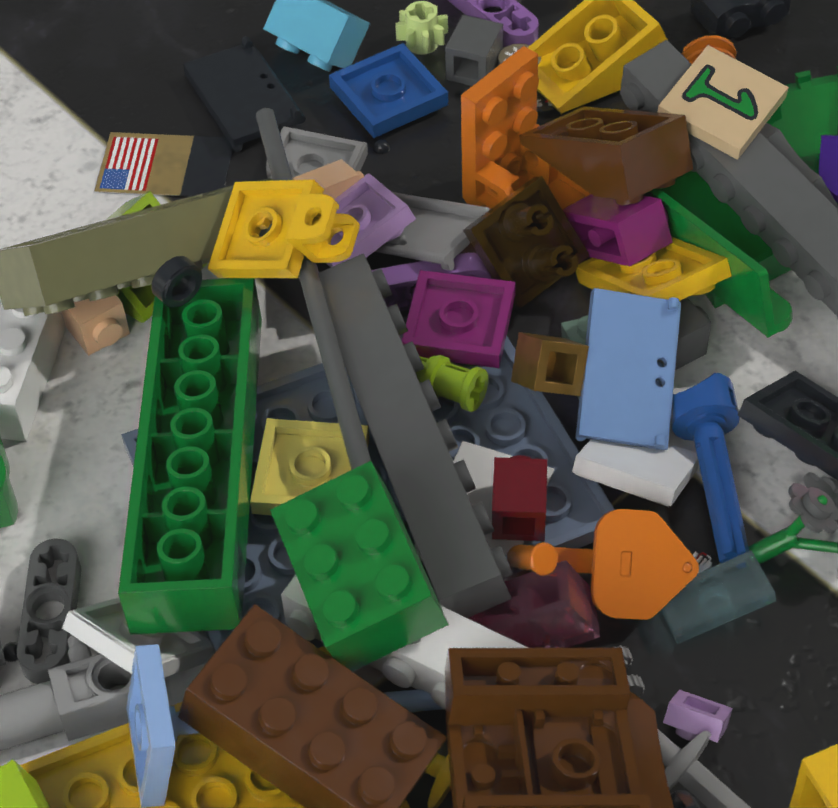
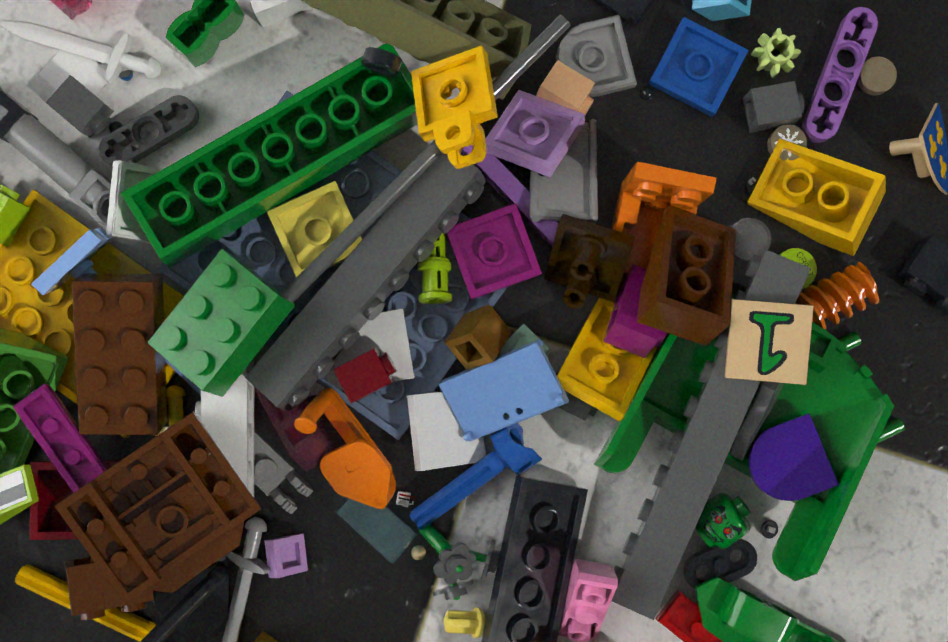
camera: 55 degrees right, 35 degrees up
(778, 583) = (418, 552): none -> tan piece

